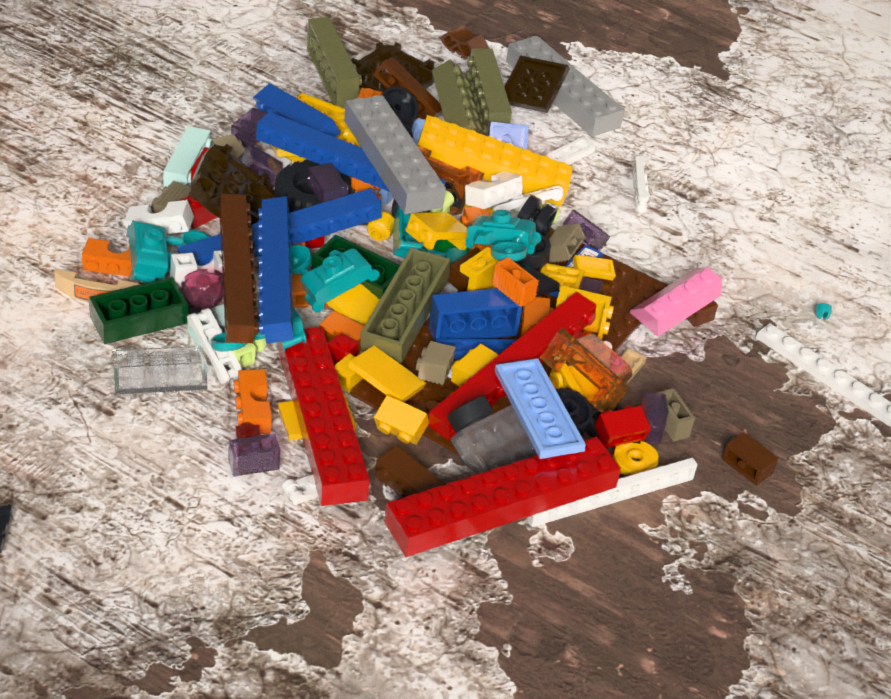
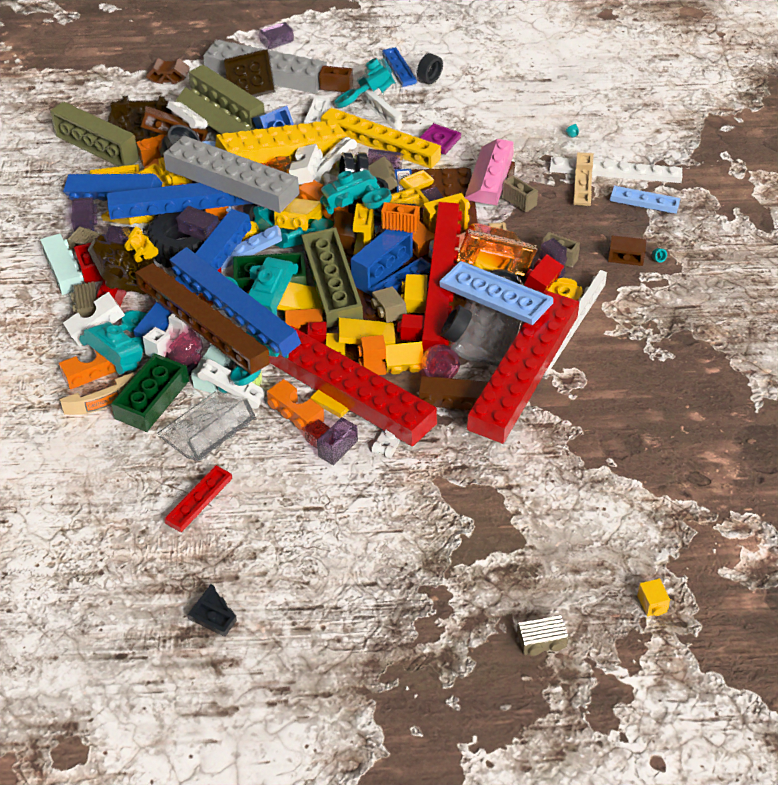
camera: 30 degrees left, 5 degrees up
(82, 427) = (198, 498): none -> red plate
(261, 177) = (141, 244): none -> yellow piece
(368, 397) = (373, 354): none -> orange brick
(369, 235) = (255, 244): none -> light blue plate
(428, 445) = (440, 361): none -> clear pink cylinder
(429, 86) = (187, 115): none -> white plate
(434, 393) = (411, 327): none -> red brick
(607, 63) = (276, 35): none -> clear purple brick
(610, 212) = (386, 138): none -> yellow brick
(620, 131) = (336, 78): none -> reddish brown brick
(655, 150) = (376, 76): none -> teal piece
(668, 242) = (442, 136): none -> magenta plate
(691, 337) = (520, 193): none -> dark tan brick
(704, 155) = (399, 66): none -> blue tile
(732, 179) = (432, 75): none -> black tyre
(780, 364) = (583, 179): none -> tan slope
(787, 484) = (661, 253): none -> teal hinge
(829, 421) = (645, 199): none -> light blue plate

